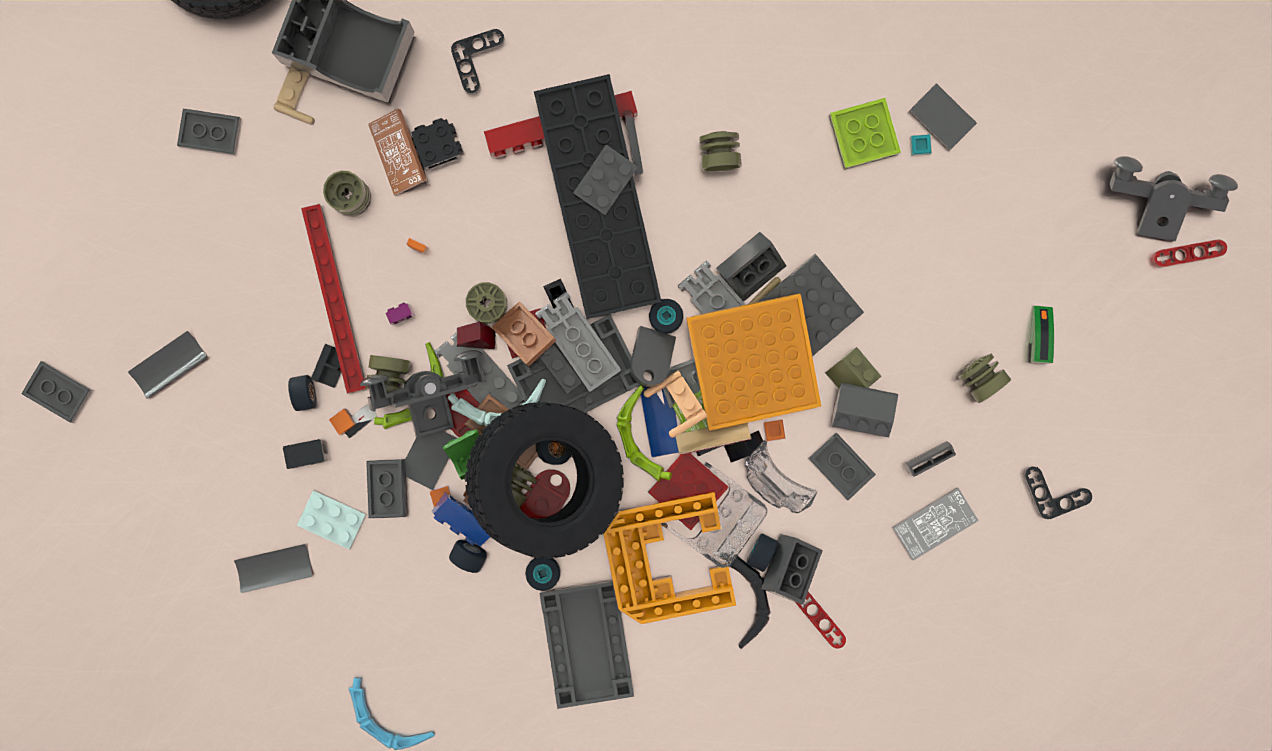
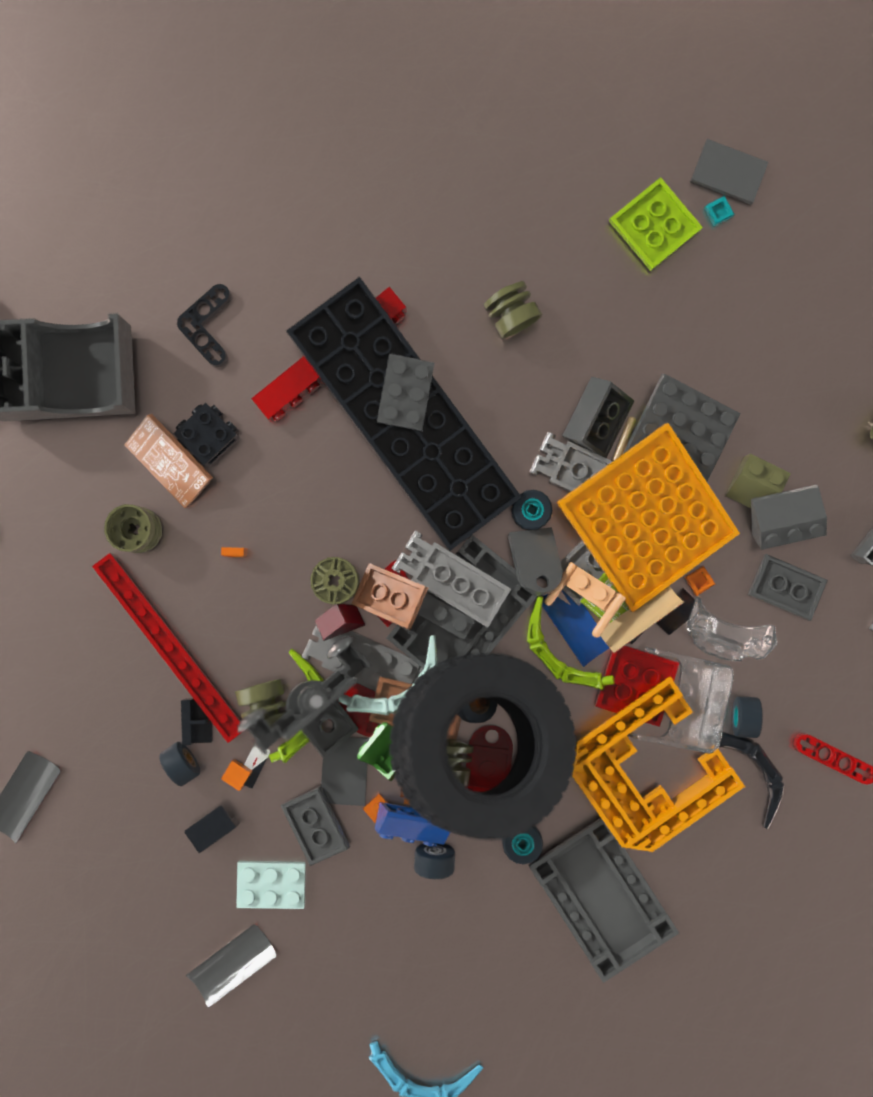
camera: 20 degrees left, 0 degrees up
(290, 95) = (27, 450): tan plate -> none
(399, 314) = (247, 633): magenta piece -> none
(555, 290) = (402, 534): black slope -> none
(633, 141) = (415, 337): dark grey tile -> none
(792, 569) = (786, 721): dark grey slope -> none

